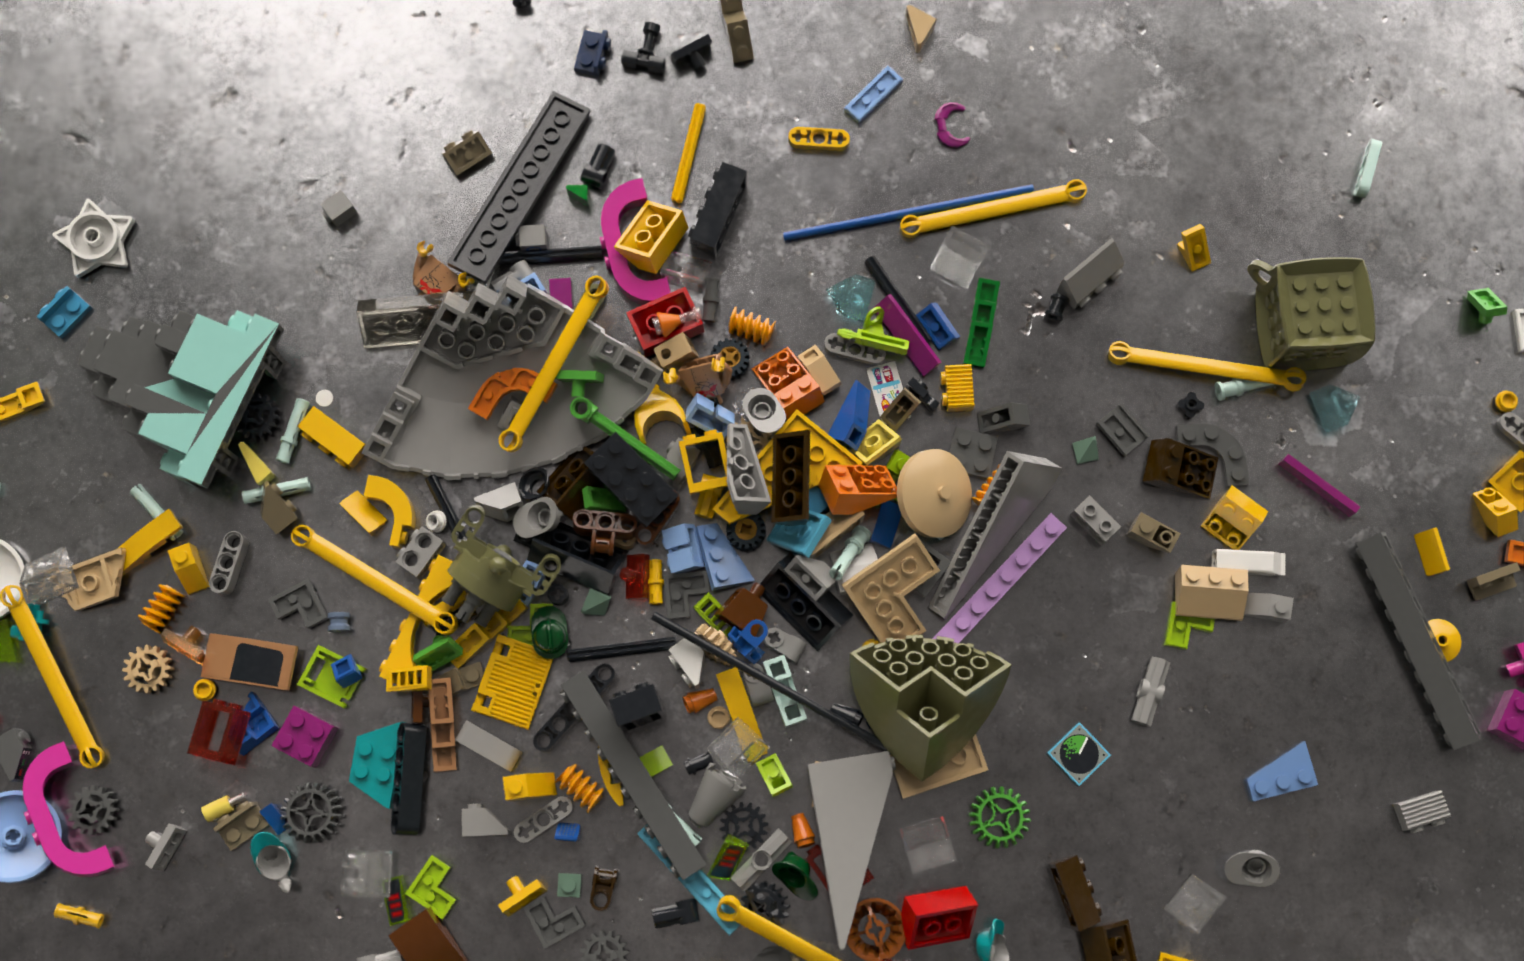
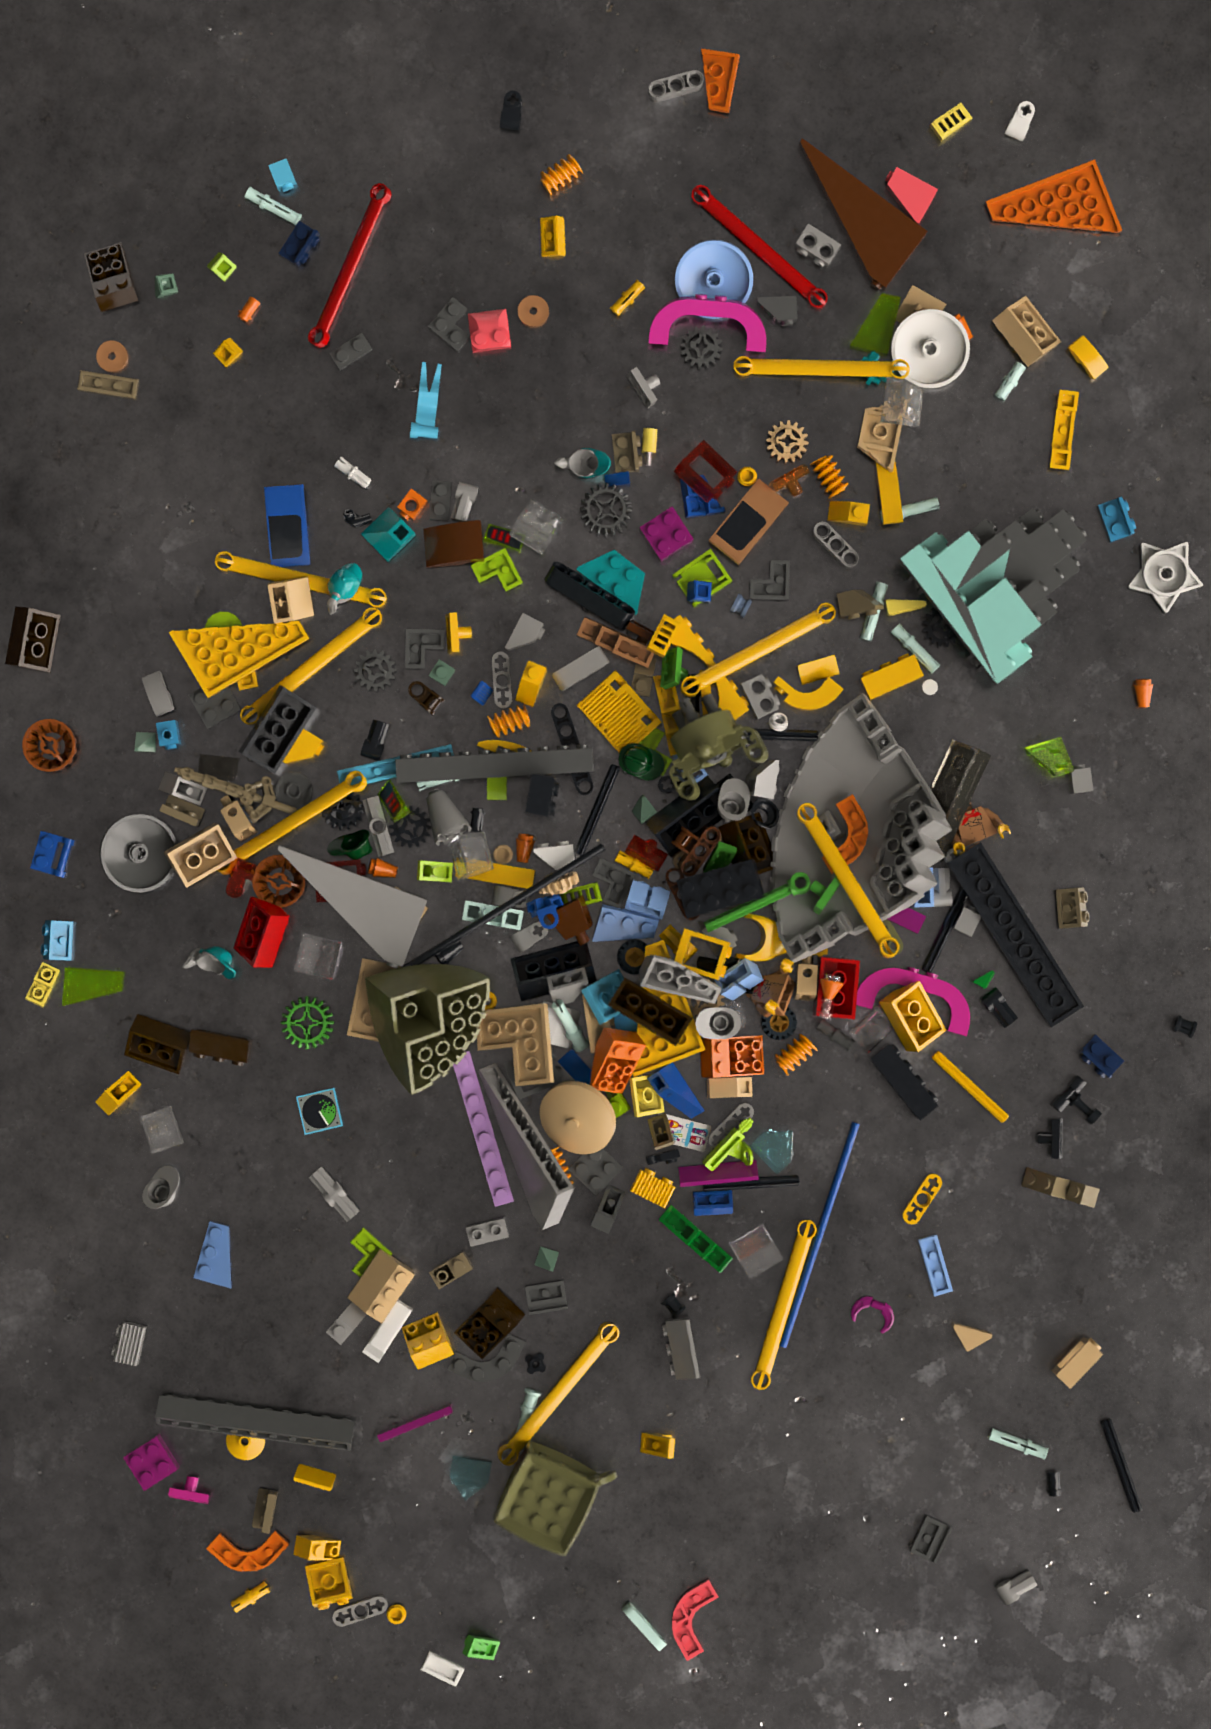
camera: 120 degrees right, 10 degrees up
(221, 198) = (1143, 692): none -> orange cone
(329, 245) = (1052, 756): none -> clear neon green wing
(1332, 139) = (684, 1613): none -> coral plate

